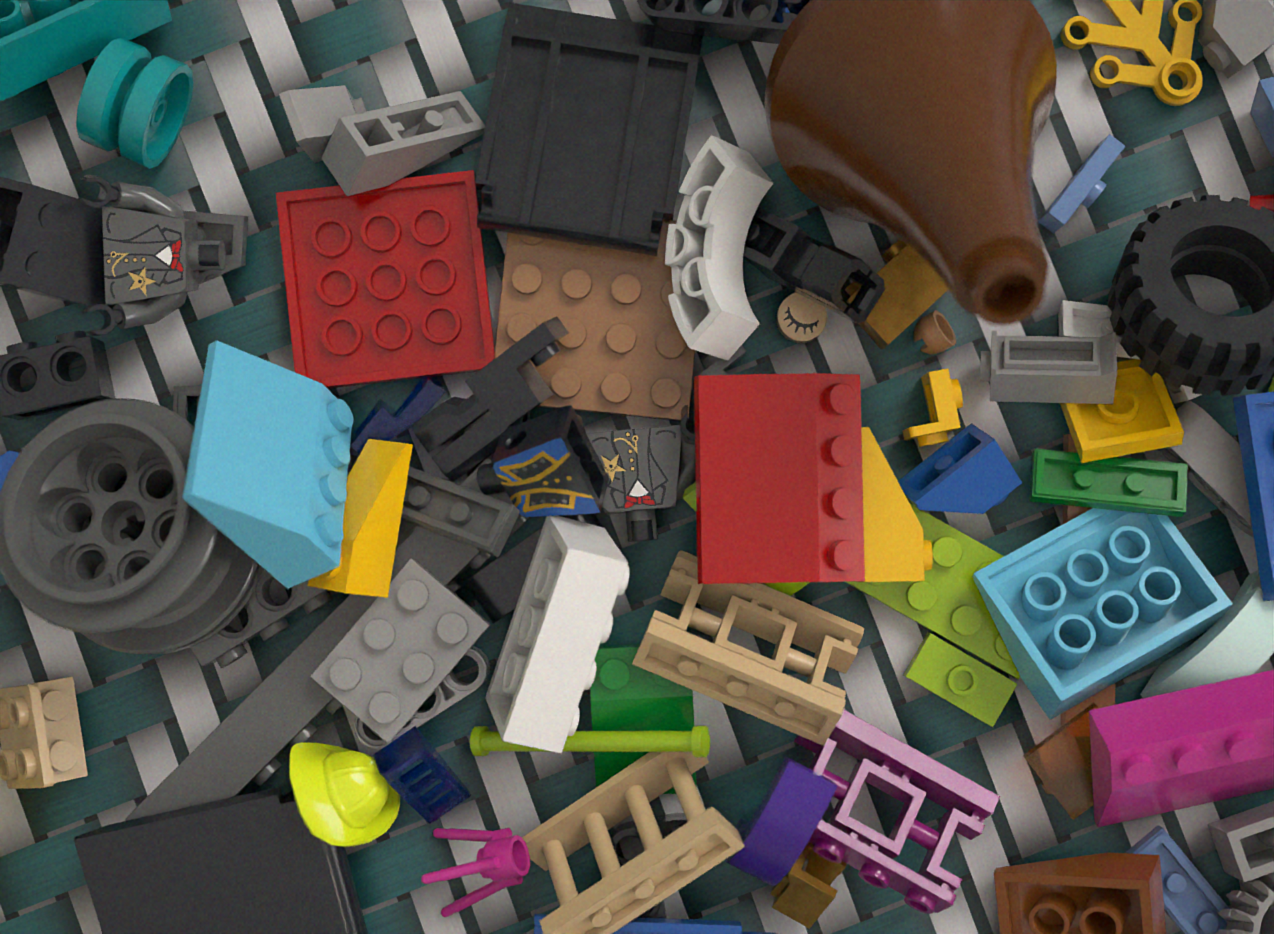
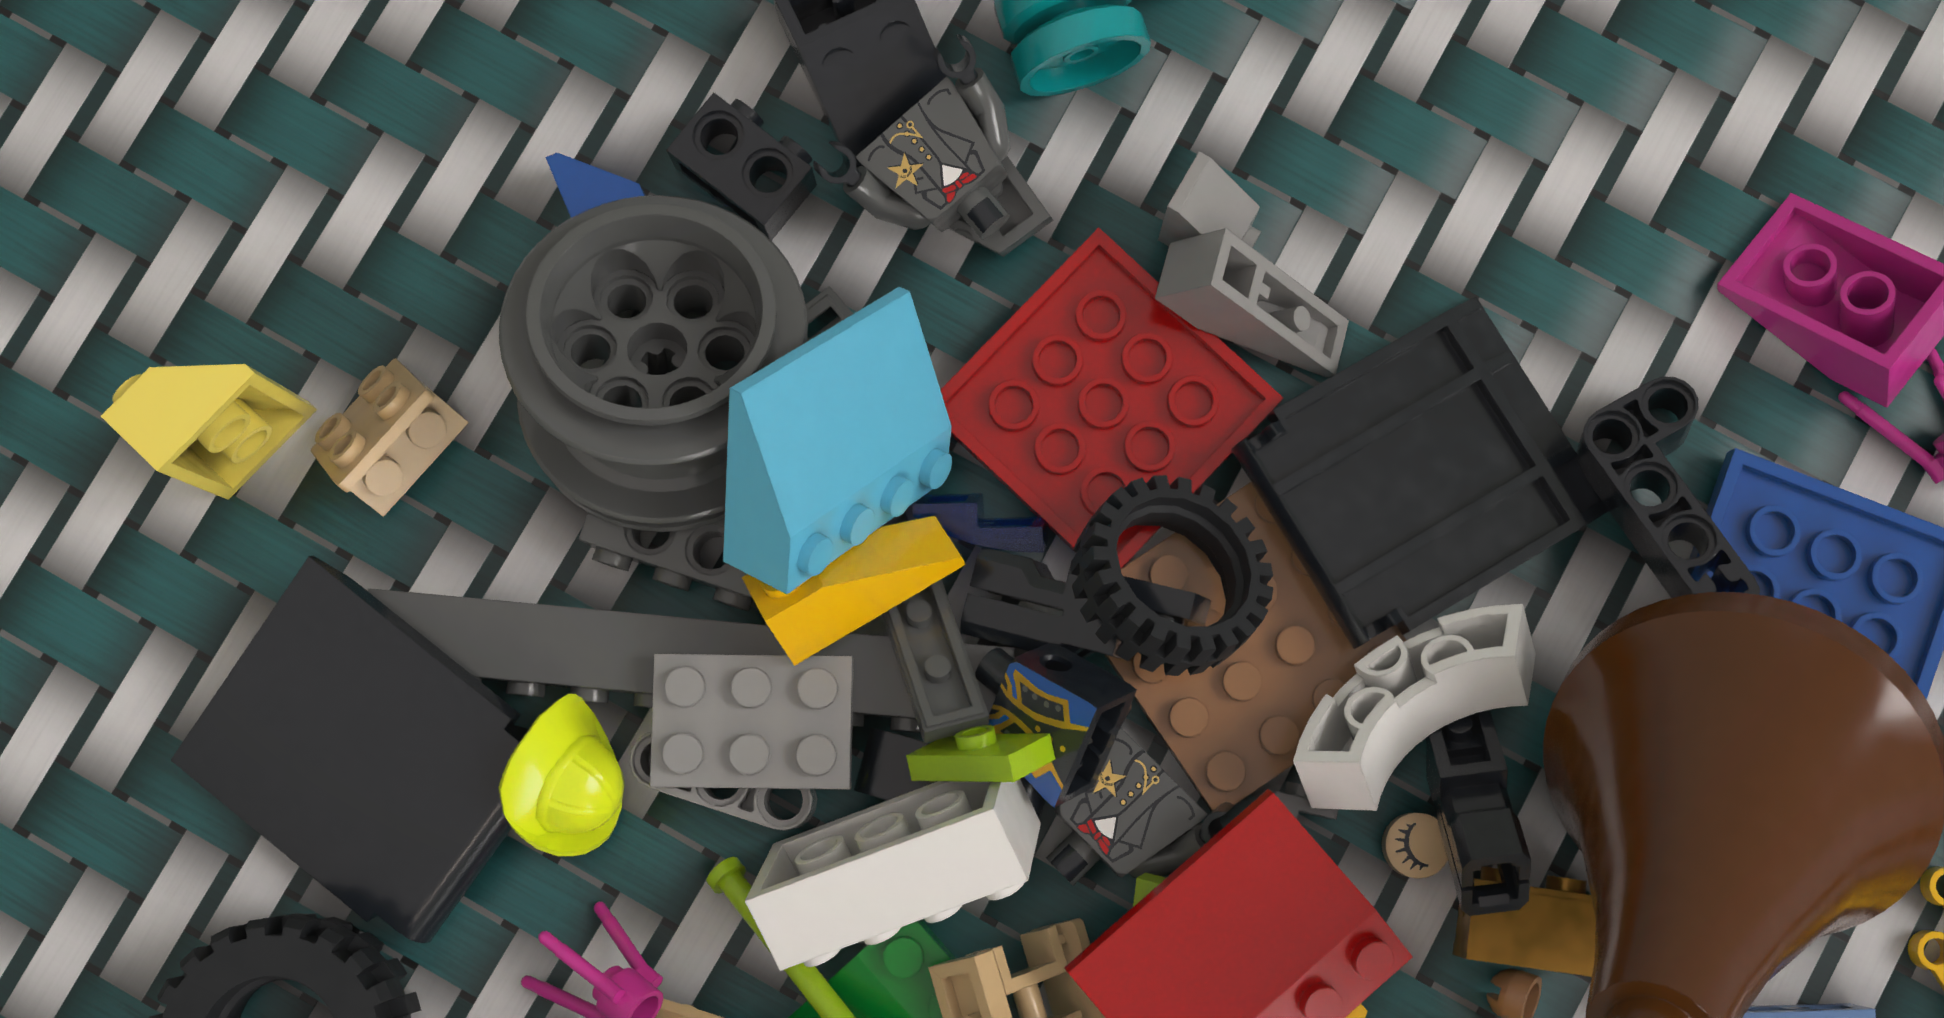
camera: 55 degrees right, 5 degrees down
(405, 752) = (652, 810): clear blue slope -> none
(512, 282) = (1207, 527): none -> black tyre
(533, 530) = (981, 756): none -> lime plate

